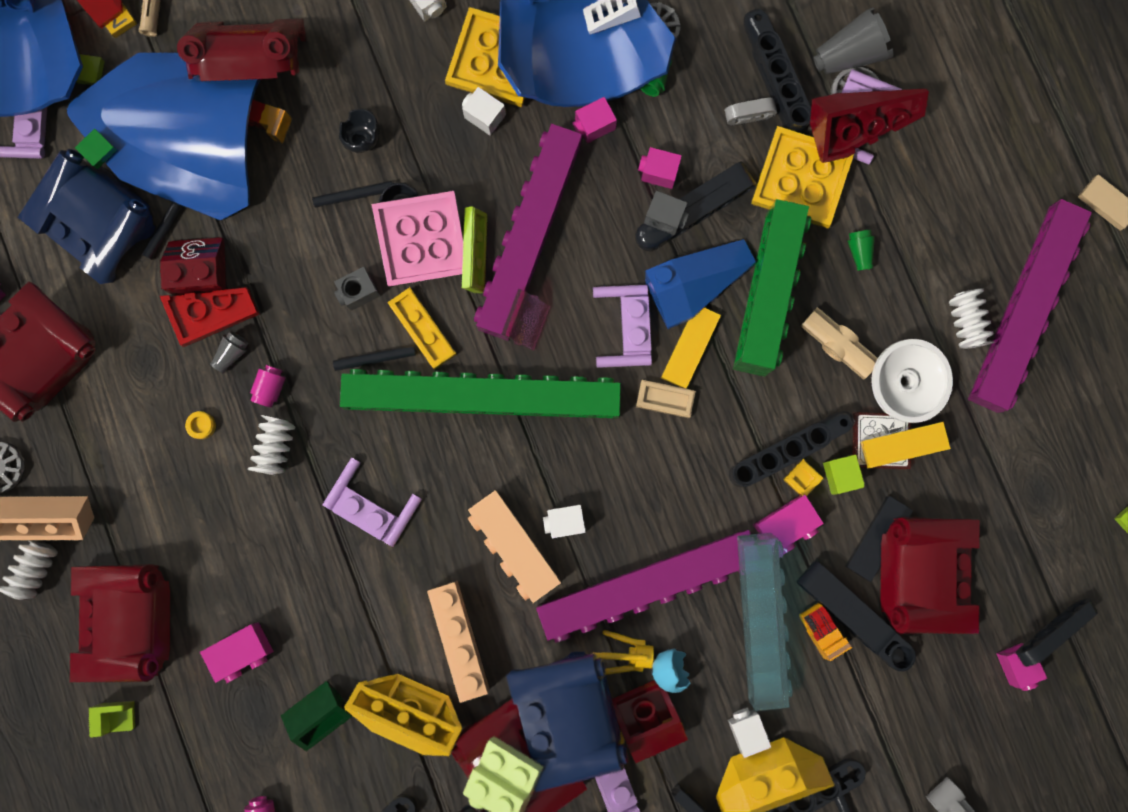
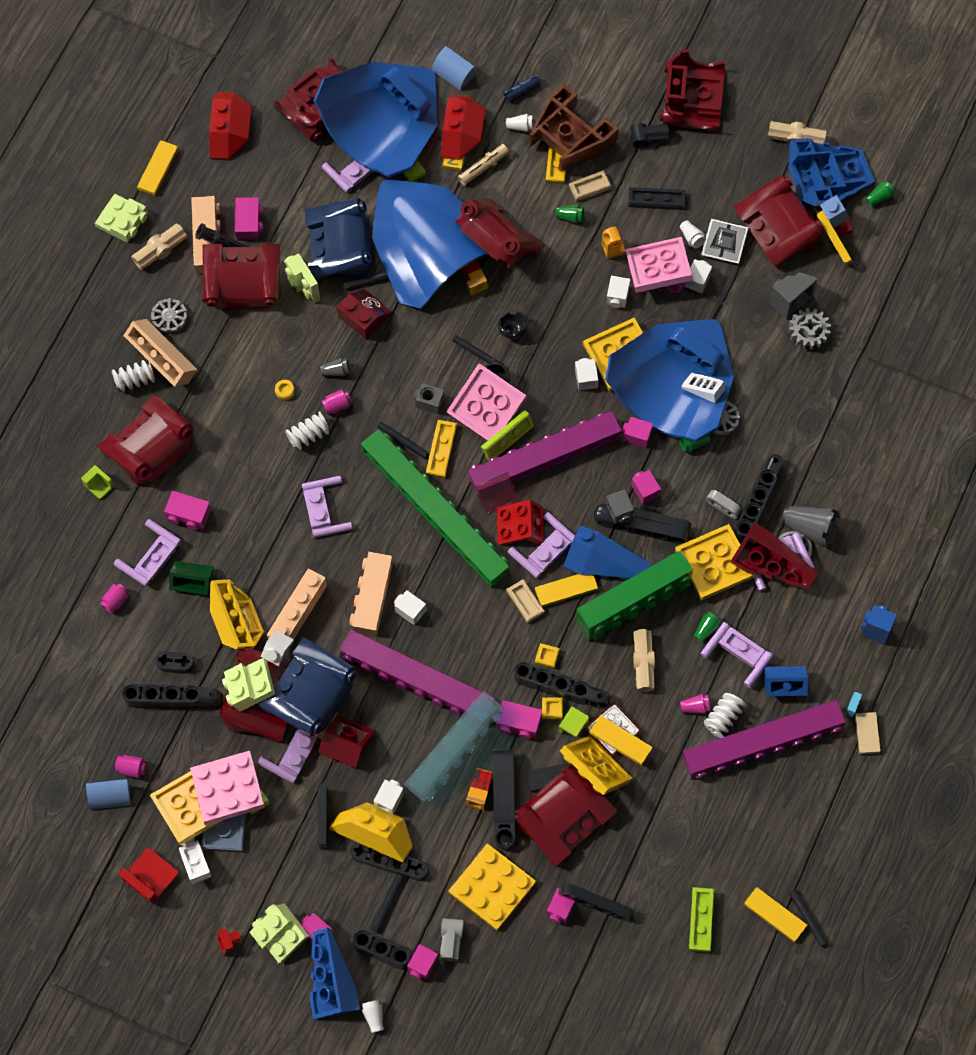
camera: 50 degrees right, 15 degrees down
(91, 293) = (301, 277): none -> yellowish green plate
(95, 148) = (376, 213): green tile -> none
(206, 314) = (344, 340): red wing -> none
(256, 734) = (155, 556): none -> lavender plate
(488, 709) = (277, 648): none -> white brick
(579, 327) = (520, 522): none -> red bracket
(640, 656) = (375, 707): yellow plant -> none
(669, 671) = (383, 727): medium azure hair -> none
(743, 432) = (547, 656): none -> yellow tile
(916, 237) = (741, 648): none -> lavender plate
(919, 498) = (595, 765): none -> yellow plate
(926, 376) = (659, 696): white dish -> none
(934, 714) = (492, 887): none -> yellow plate
(936, 331) = (696, 704): none -> dark pink cone
(994, 228) = (786, 681): none -> blue brick
(1022, 84) = (878, 624): none -> blue brick
(1073, 187) = (853, 704): none -> medium azure tile

